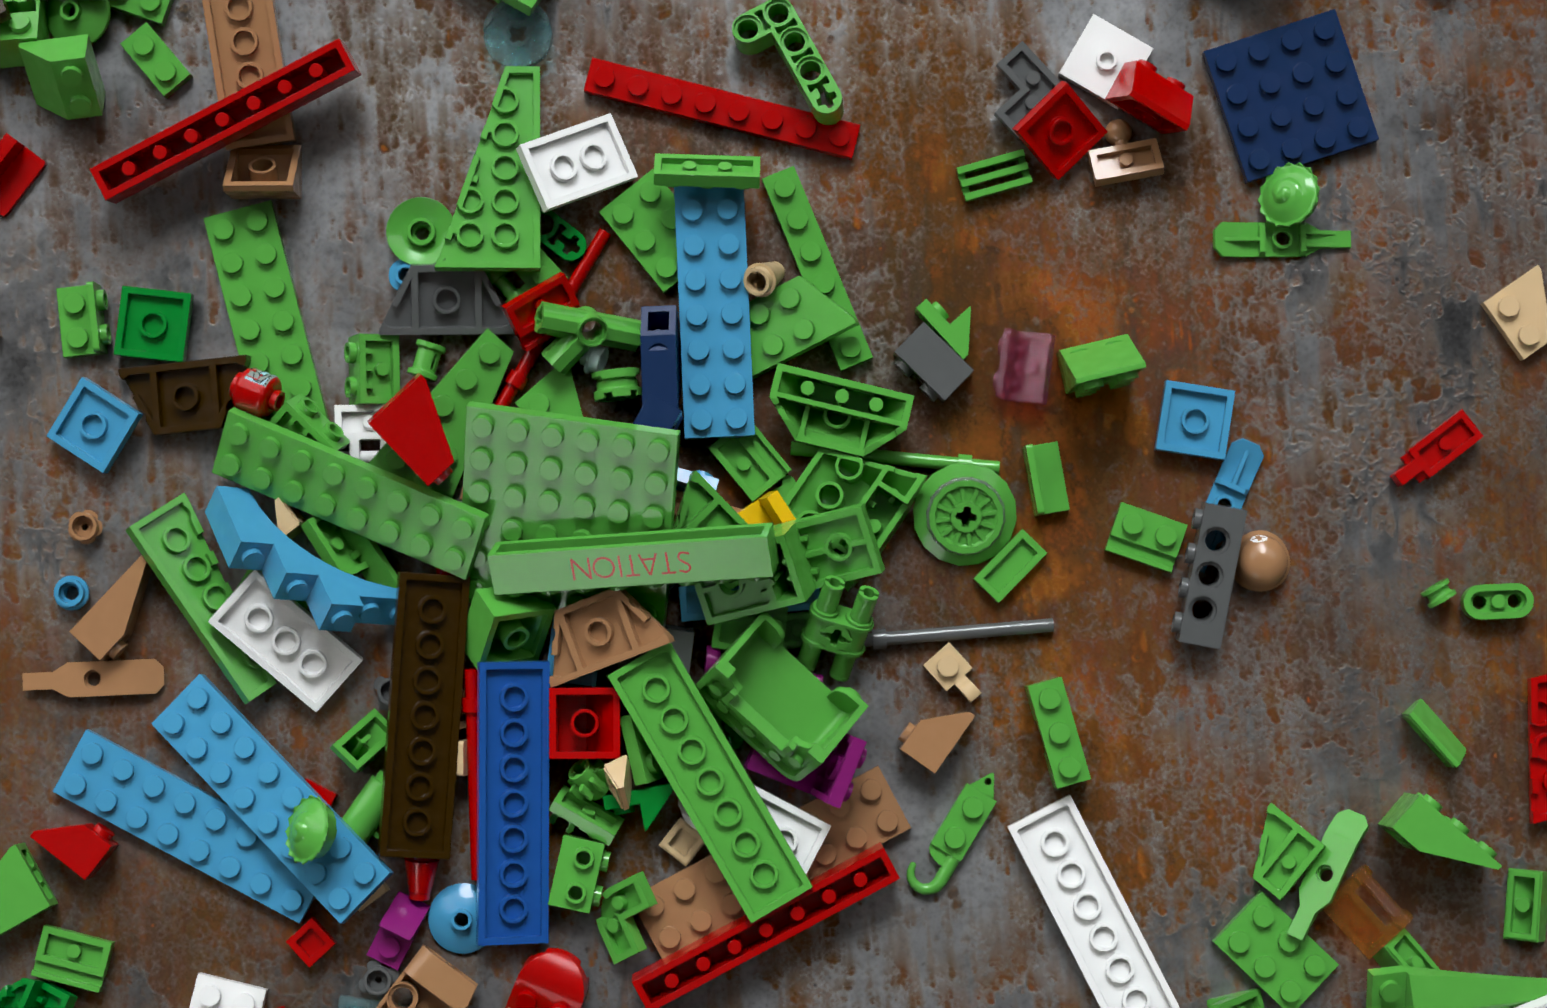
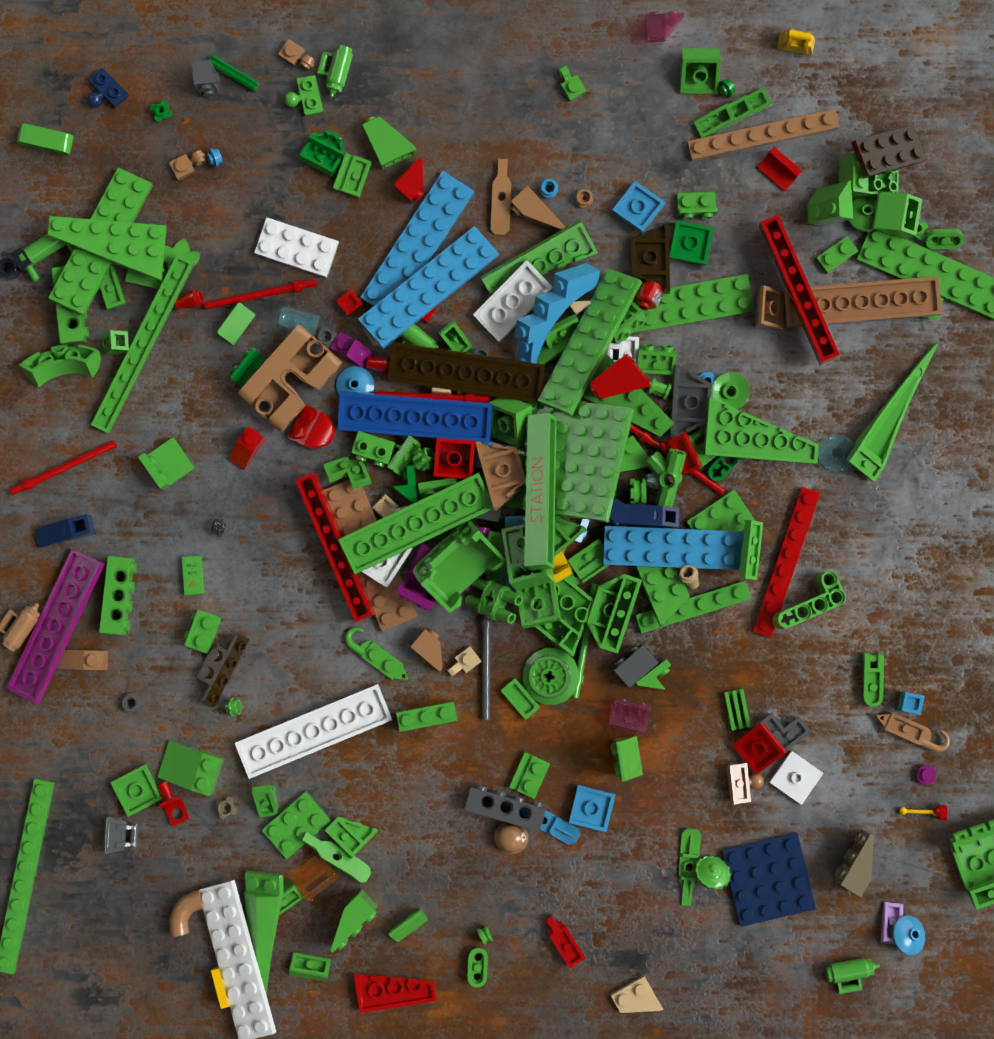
camera: 95 degrees right, 0 degrees up
(310, 830) = (409, 306): bright green piece -> none
(576, 162) = (762, 479): white plate -> none
(619, 780) = (421, 475): tan slope -> none
(1045, 478) = (566, 723): bright green panel -> none
(1152, 98) = (773, 801): red slope -> none

